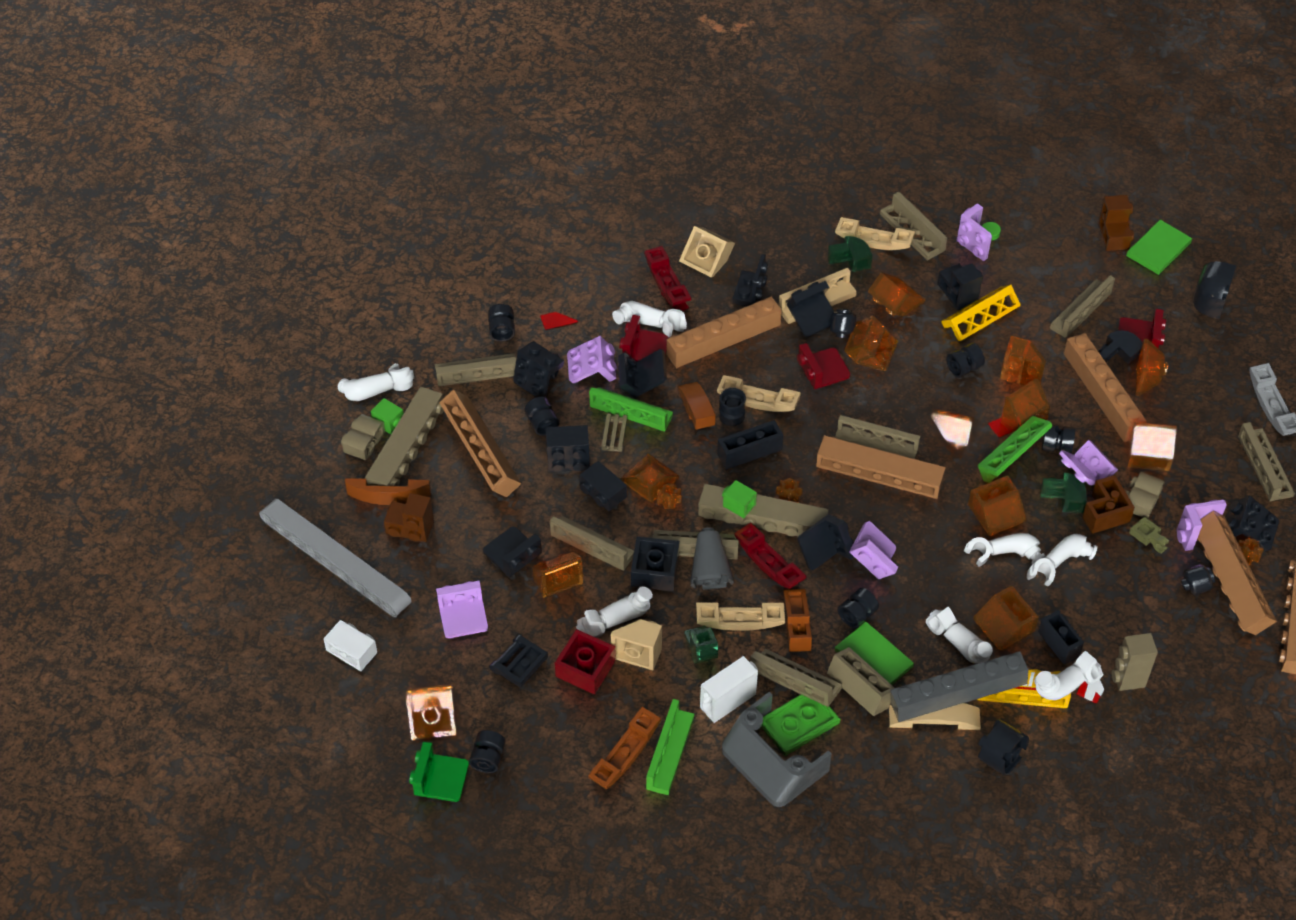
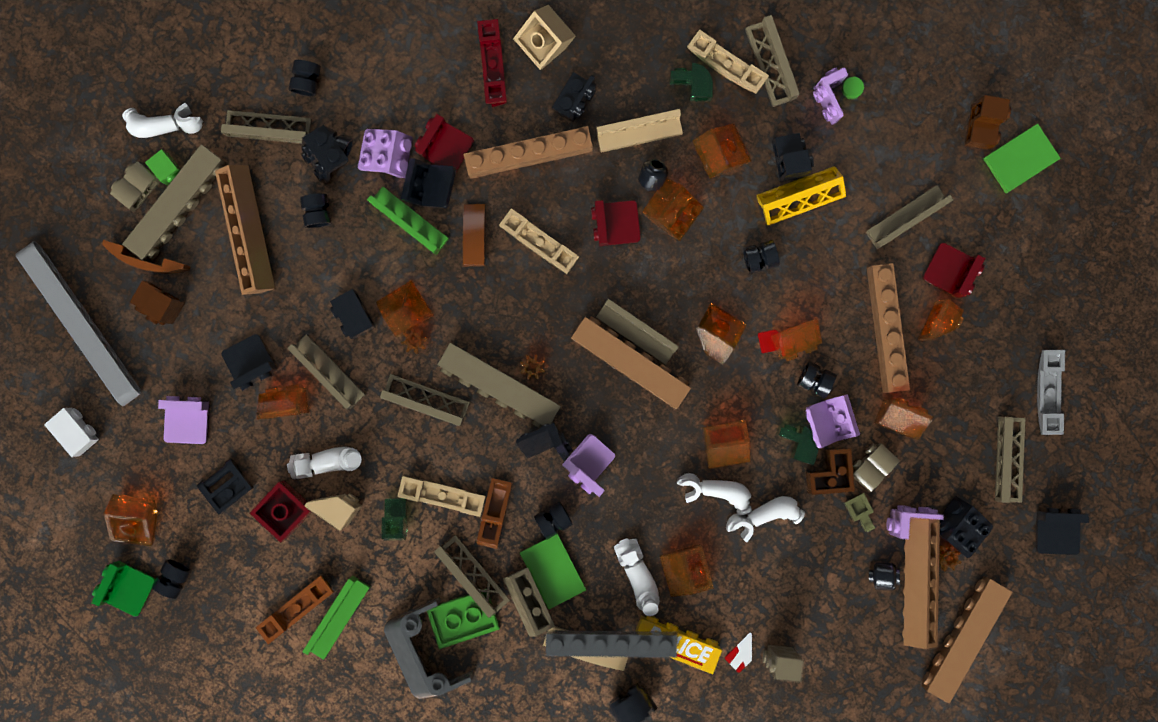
camera: 15 degrees right, 35 degrees up
(555, 320) = (365, 82): red sticker -> none
(567, 448) = (328, 263): black brick -> none
(616, 420) = (391, 229): dark tan tile -> none
(655, 563) = (376, 420): black brick -> none
(668, 321) = (447, 101): white piece -> none
(710, 562) = (426, 440): dark grey cone -> none
(728, 689) = (404, 580): white brick -> none
(732, 406) = (507, 252): black wheel -> none
(739, 498) = (474, 377): bright green brick -> none
(750, 444) = (509, 305): black brick -> none
(767, 558) = (489, 439): dark red slope -> none
(811, 308) = (626, 150): black bracket -> none
(1013, 447) = (767, 380): bright green fence -> none
(1022, 362) = (815, 281): clear orange slope -> none
(1061, 637) = (729, 607): black brick -> none
(1062, 684) = (715, 662): white piece -> none
(1121, 343) = (926, 282): black brick -> none
(1213, 288) = (1052, 238): black brick -> none

